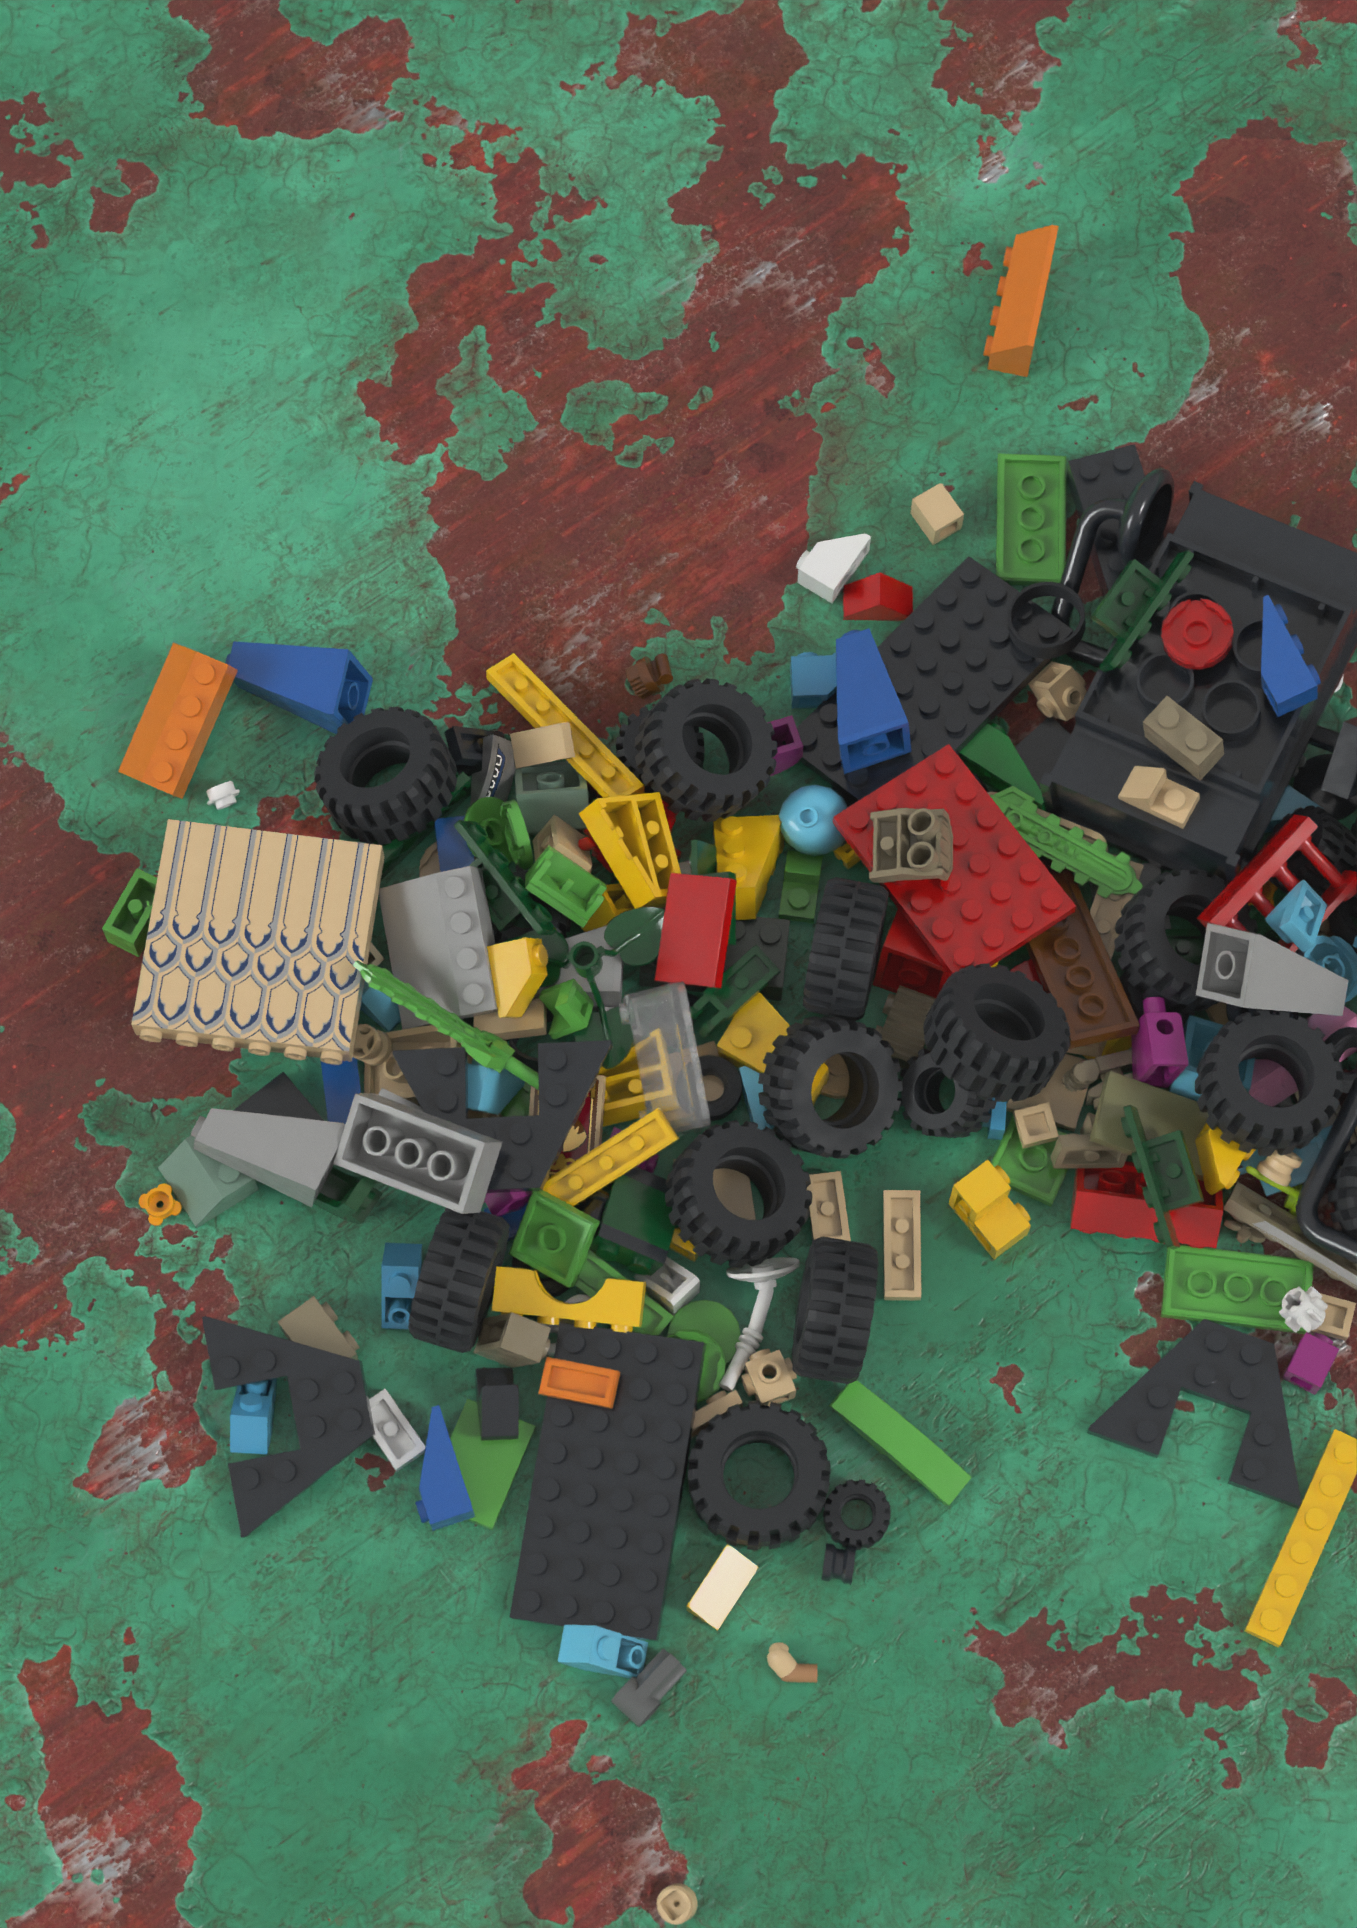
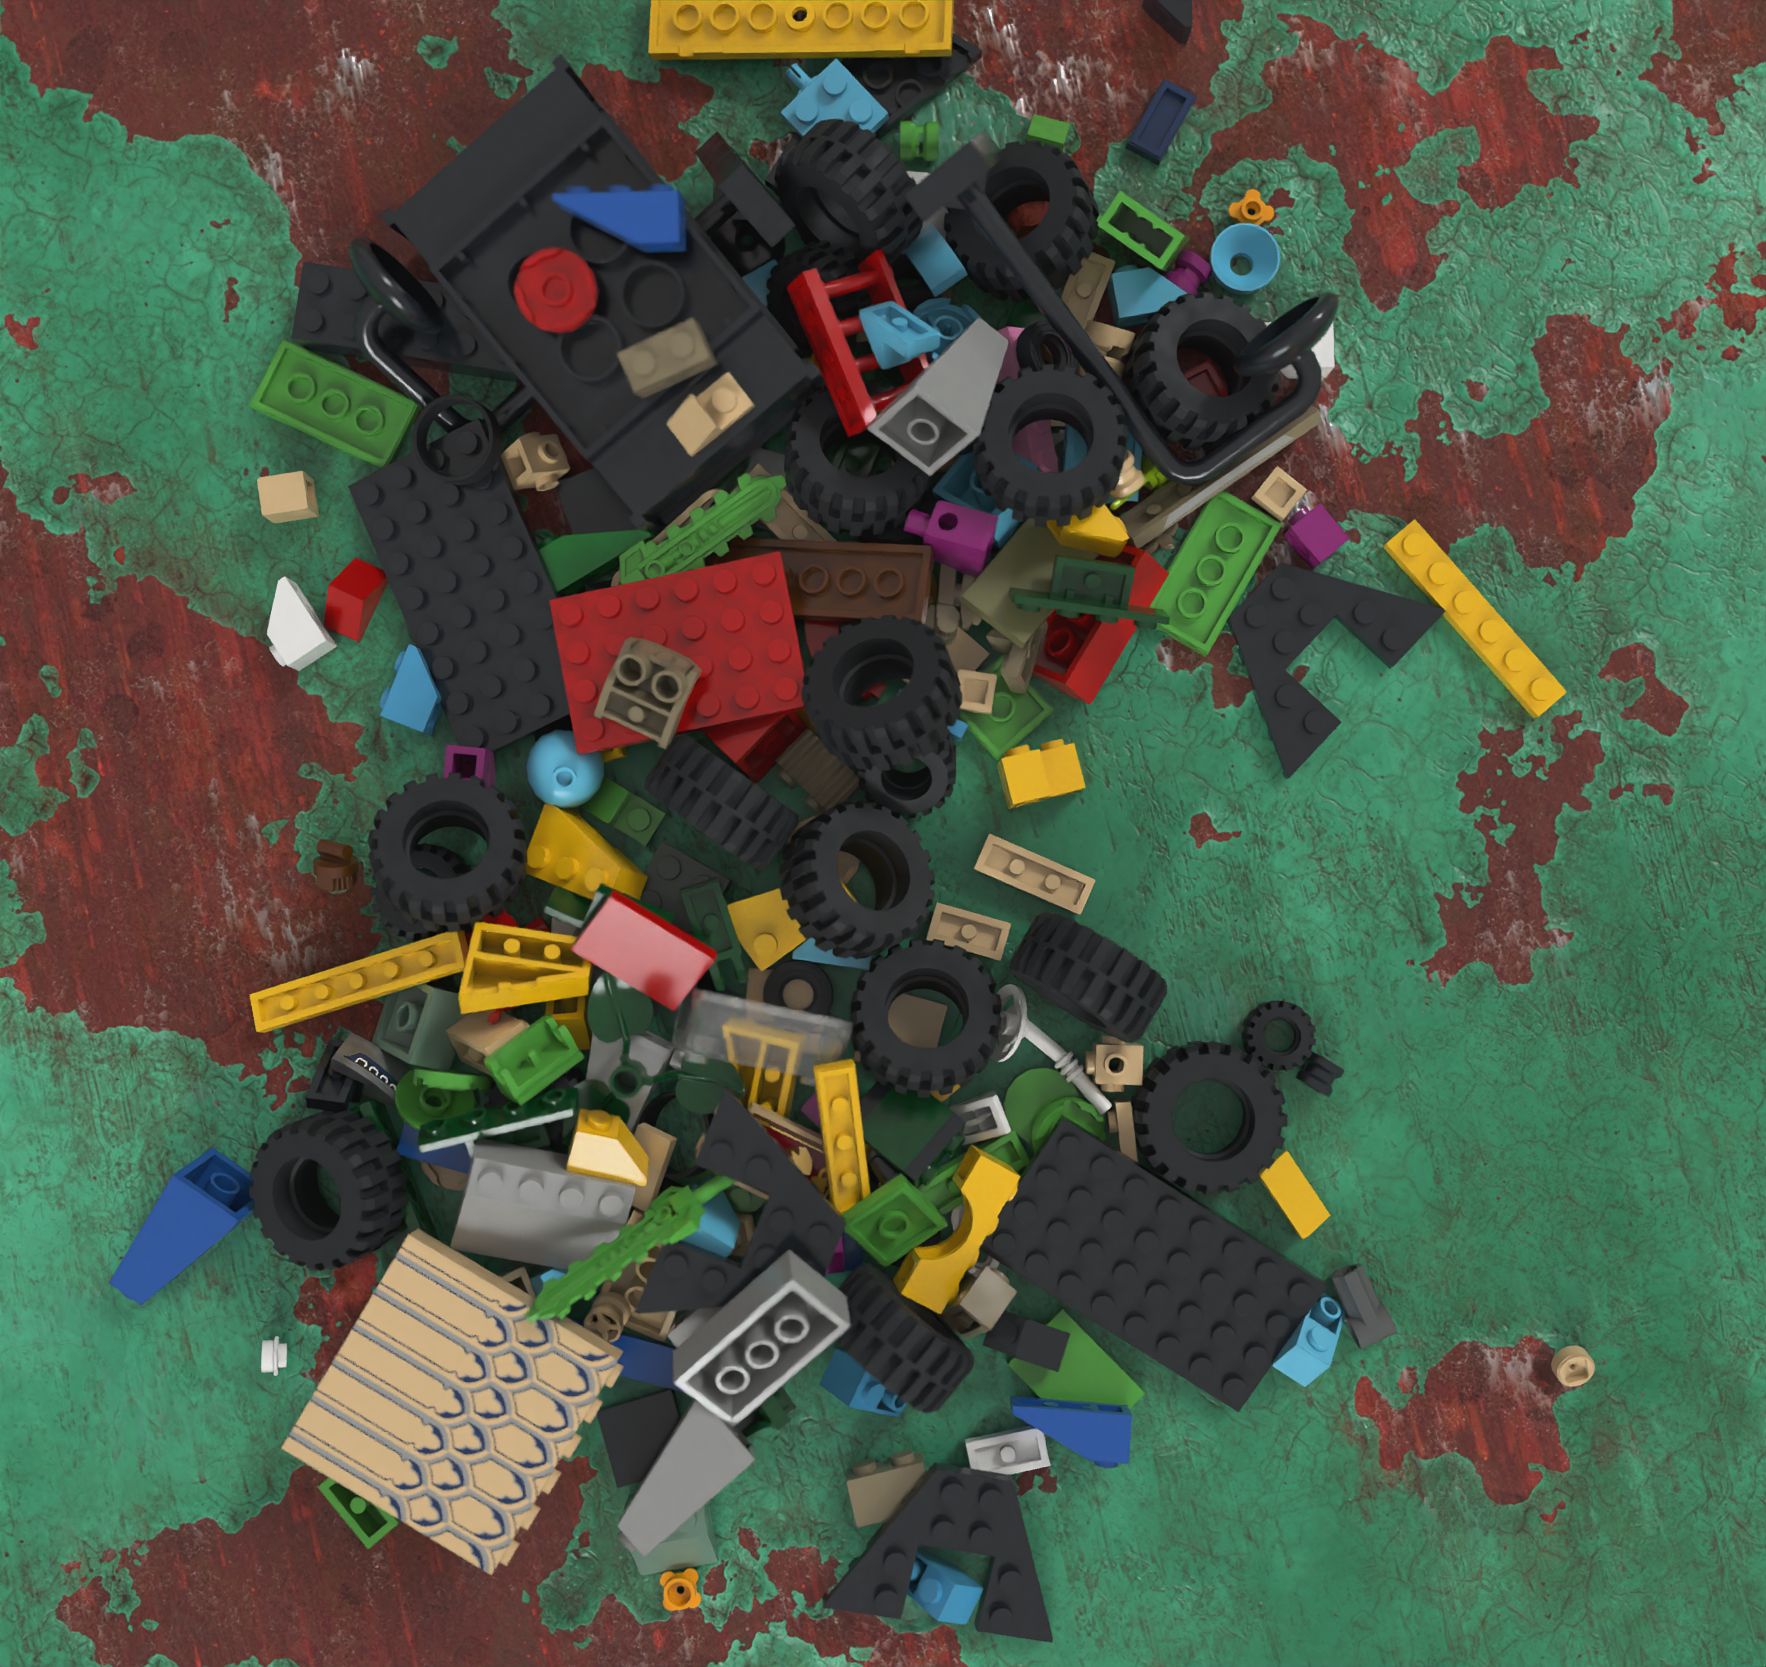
camera: 65 degrees left, 15 degrees up
(178, 720) = (173, 1374): orange slope -> none
(542, 745) = (365, 1011): tan tile -> none
(569, 1006) = (663, 1105): bright green panel -> none
(579, 1382) = (1049, 1257): orange tile -> none
(787, 1668) = (1395, 1165): arm -> none
(868, 708) = (474, 665): blue slope -> none
(900, 1441) = (1230, 962): bright green slope -> none
(1021, 301) = (91, 302): orange slope -> none
(1132, 603) = (493, 339): dark green bracket -> none
(1303, 1309) = (1268, 519): white gear -> none

